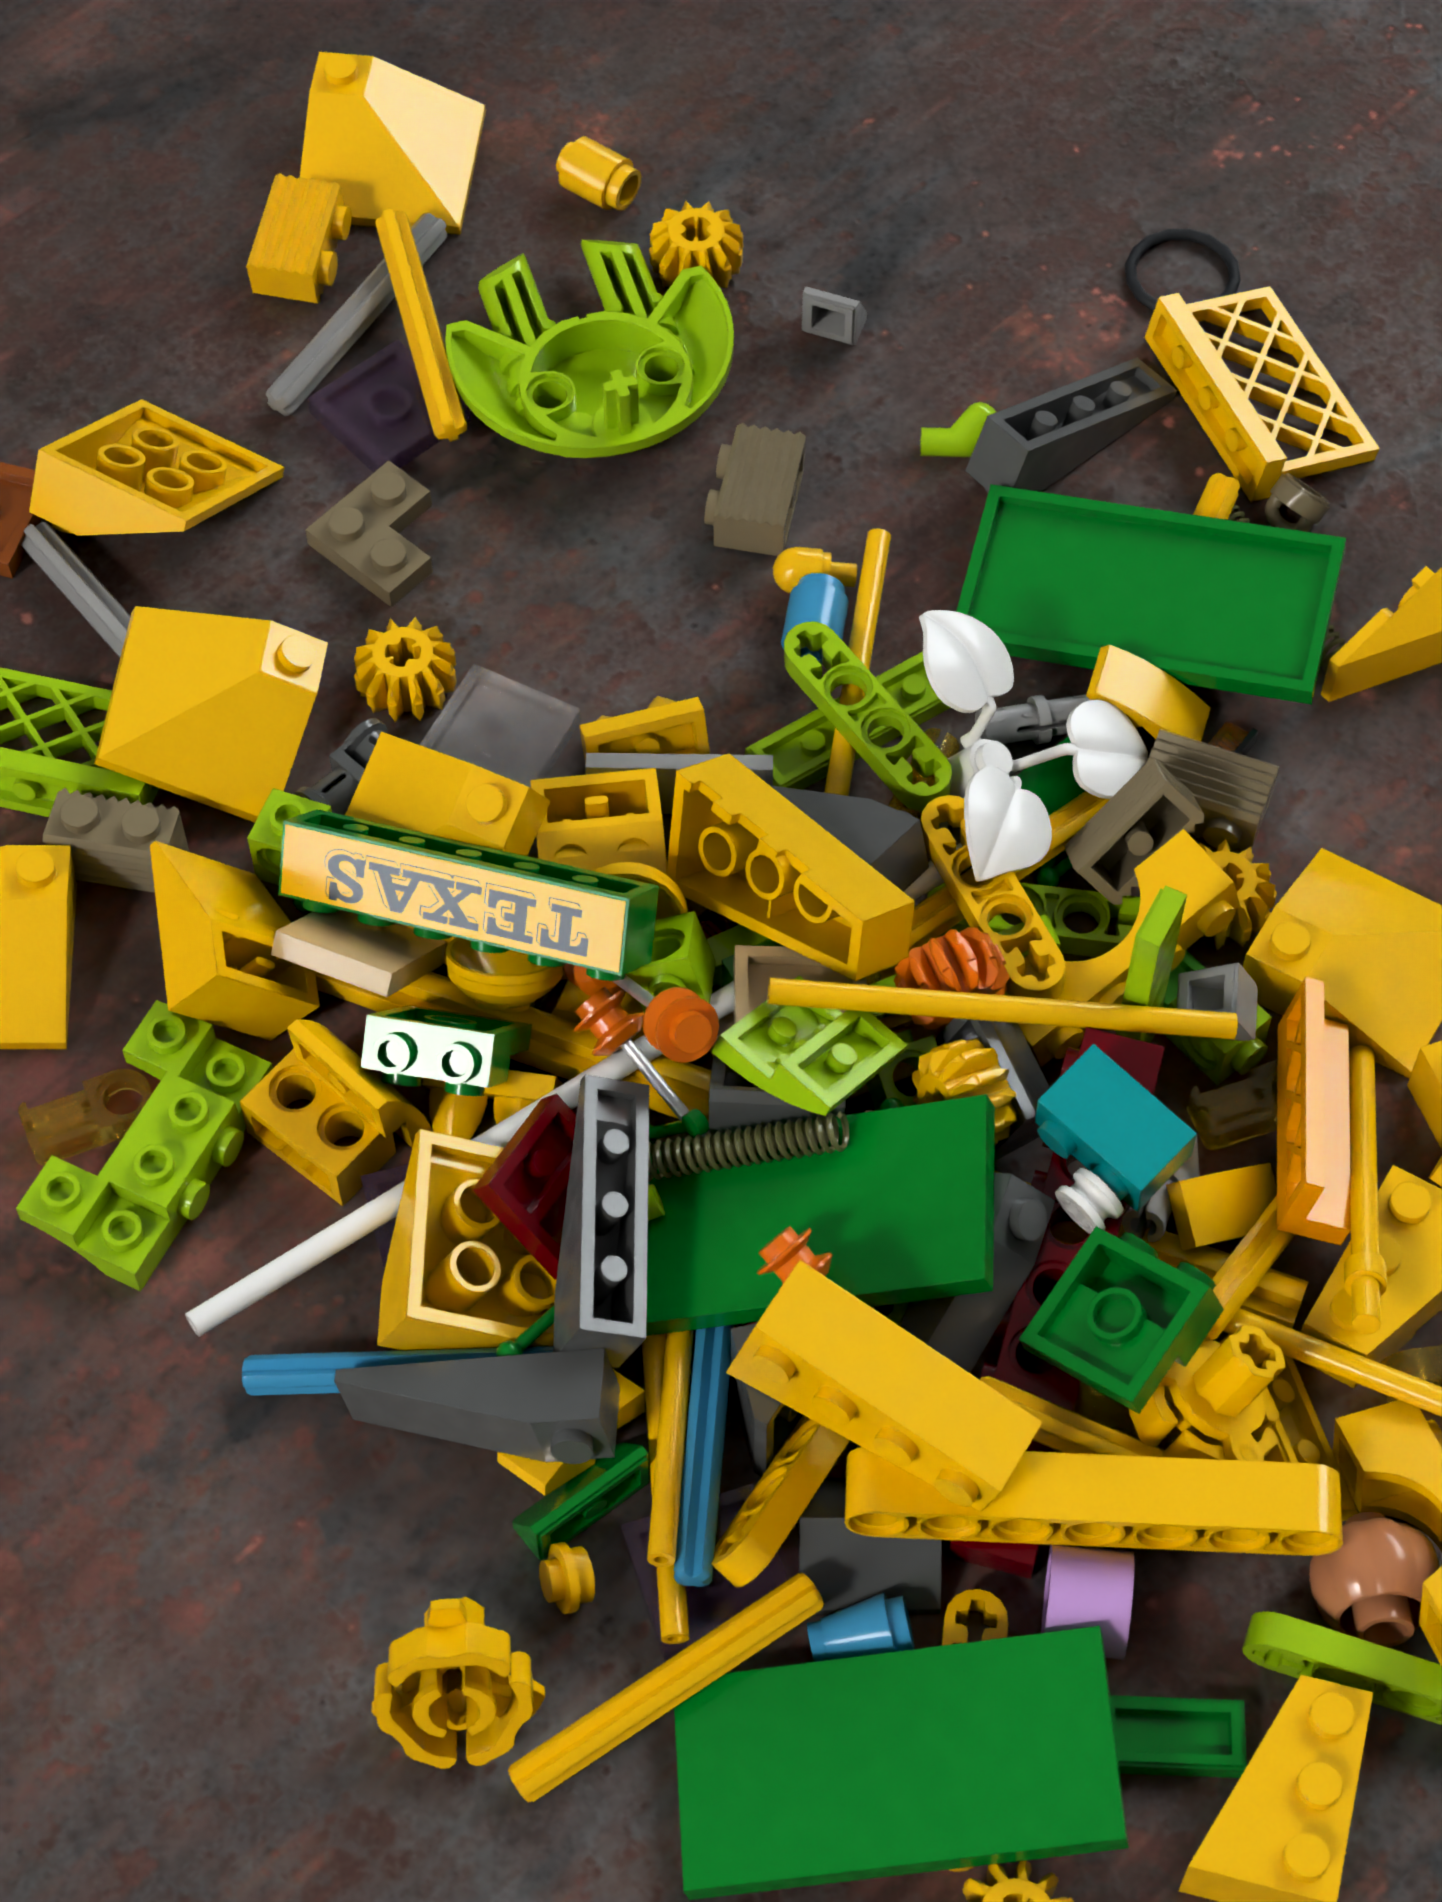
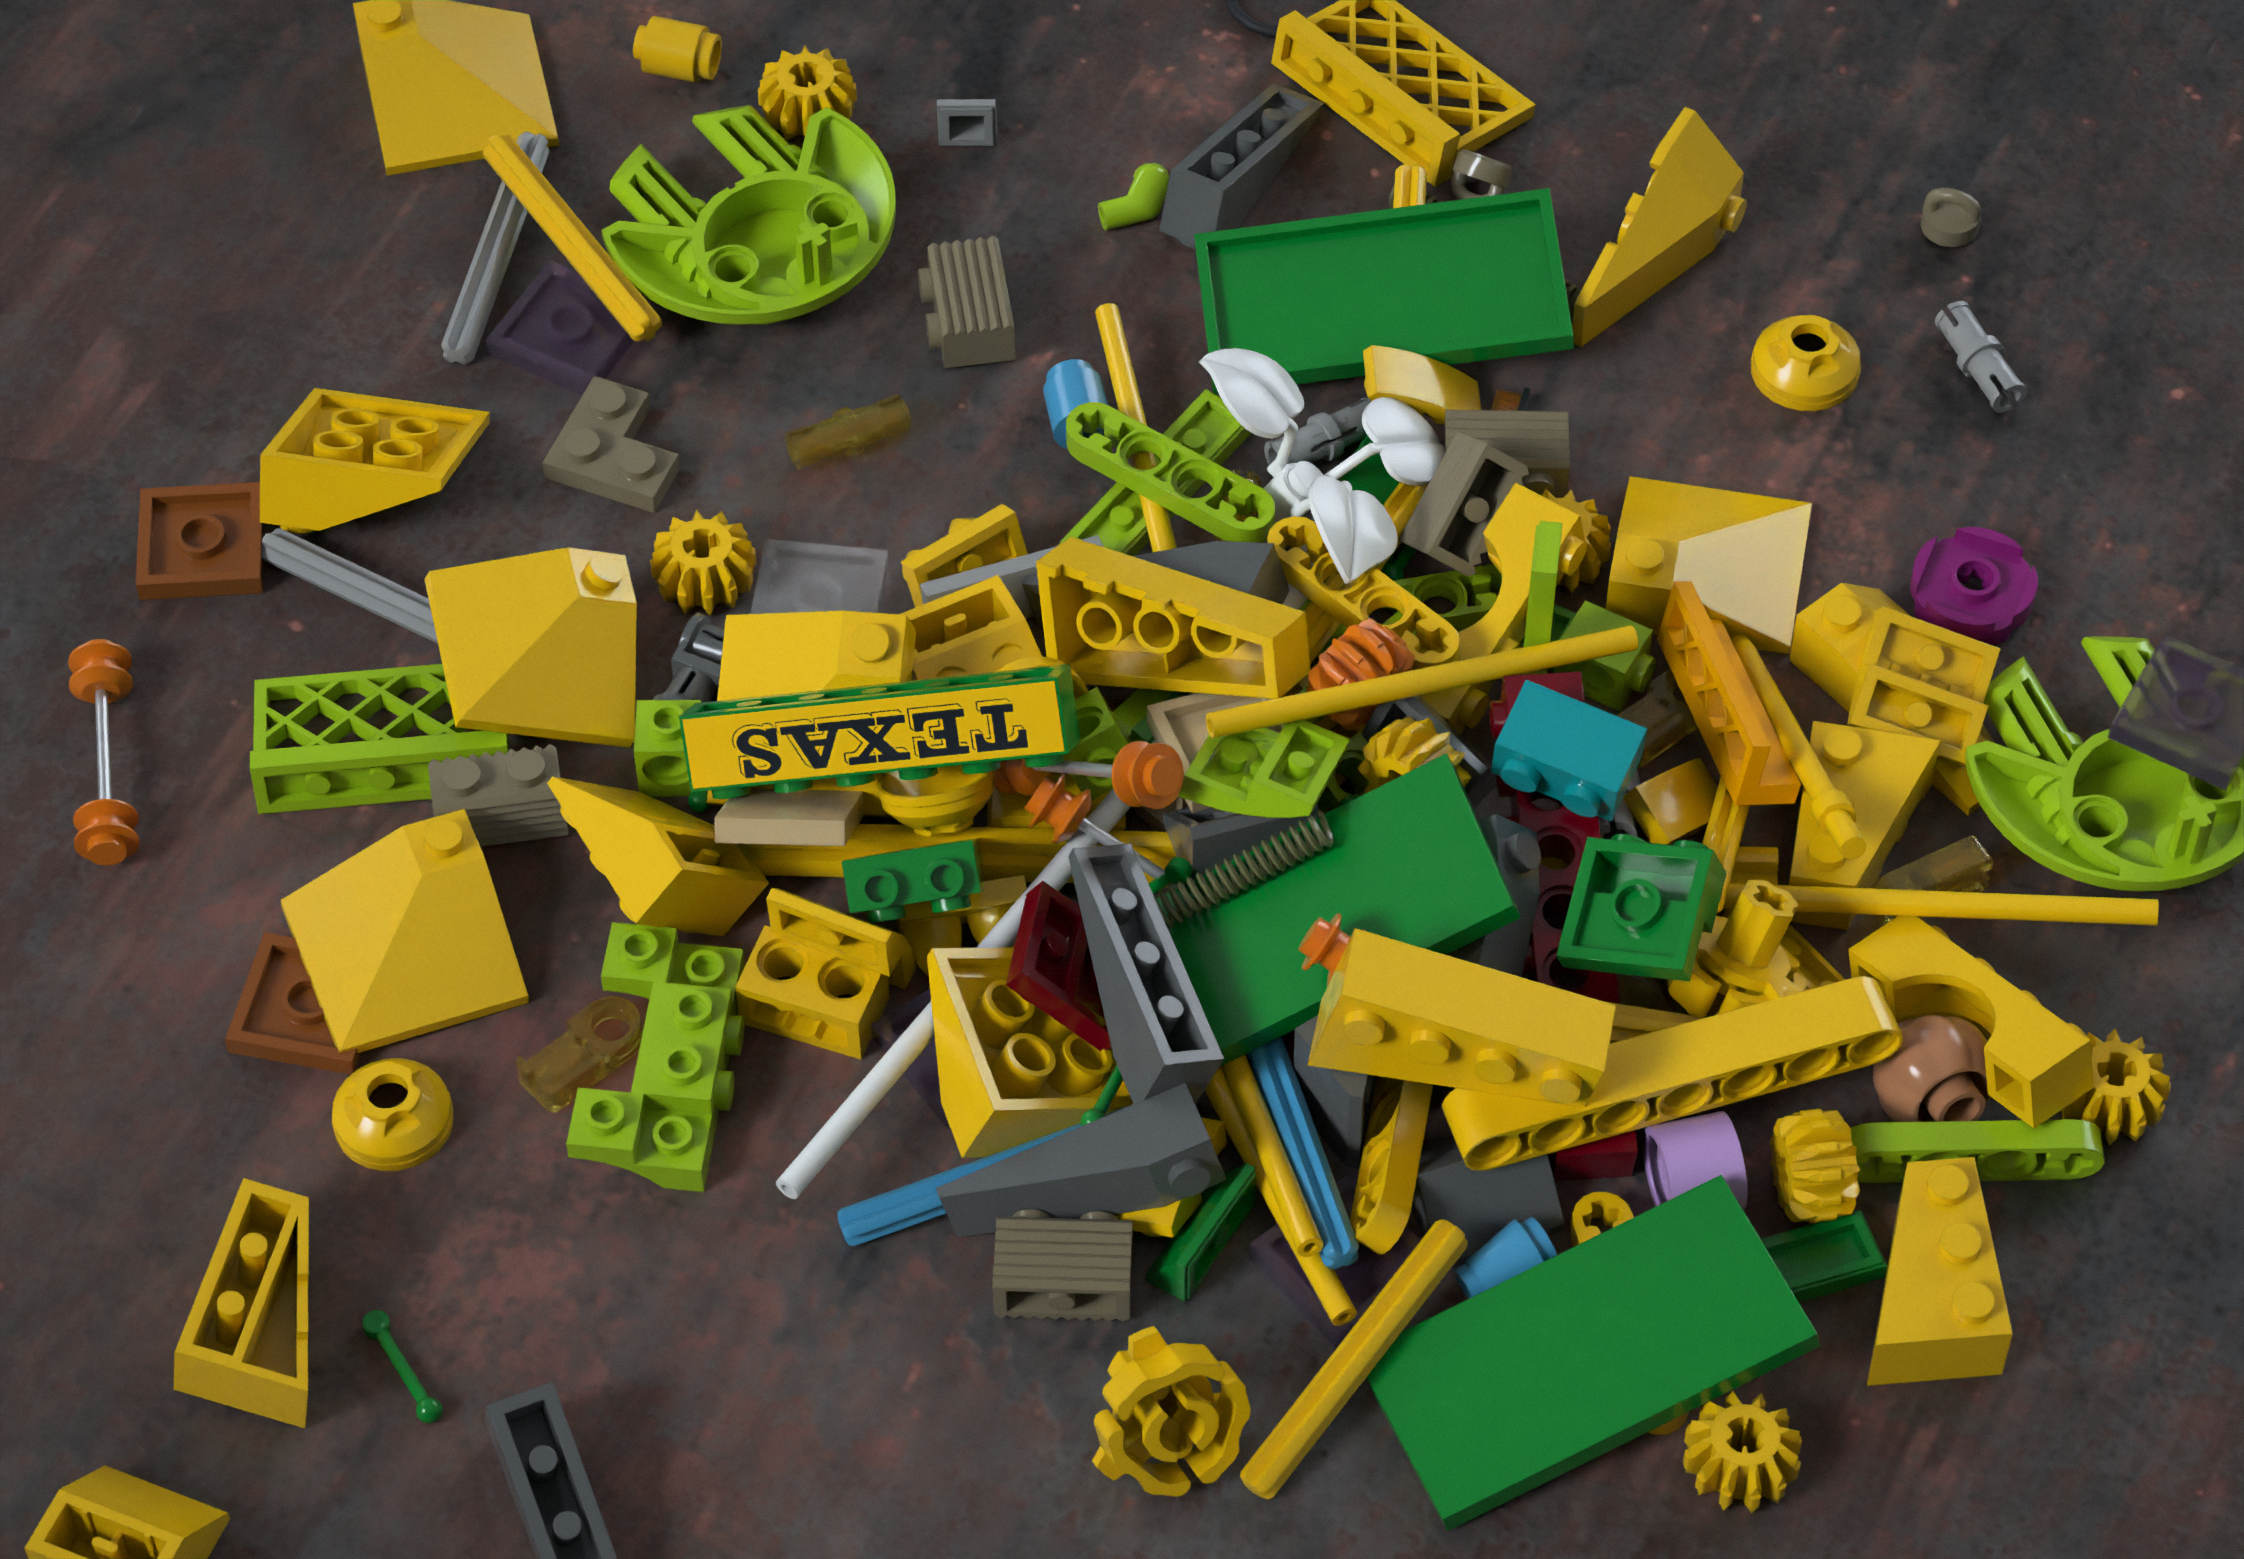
camera: 20 degrees left, 5 degrees down
(298, 239) = (406, 190): yellow brick -> none
(430, 1487) = (1063, 1266): none -> dark tan brick
(567, 1577) = (1222, 1300): yellow plate -> none
(594, 581) = (848, 431): none -> clear yellow pin
(801, 561) = (1038, 358): yellow cylinder -> none
(1089, 1201) = (1569, 821): white bush -> none
(1209, 1641) = (1814, 1166): none -> yellow gear
(1222, 990) = (1596, 614): light grey slope -> none

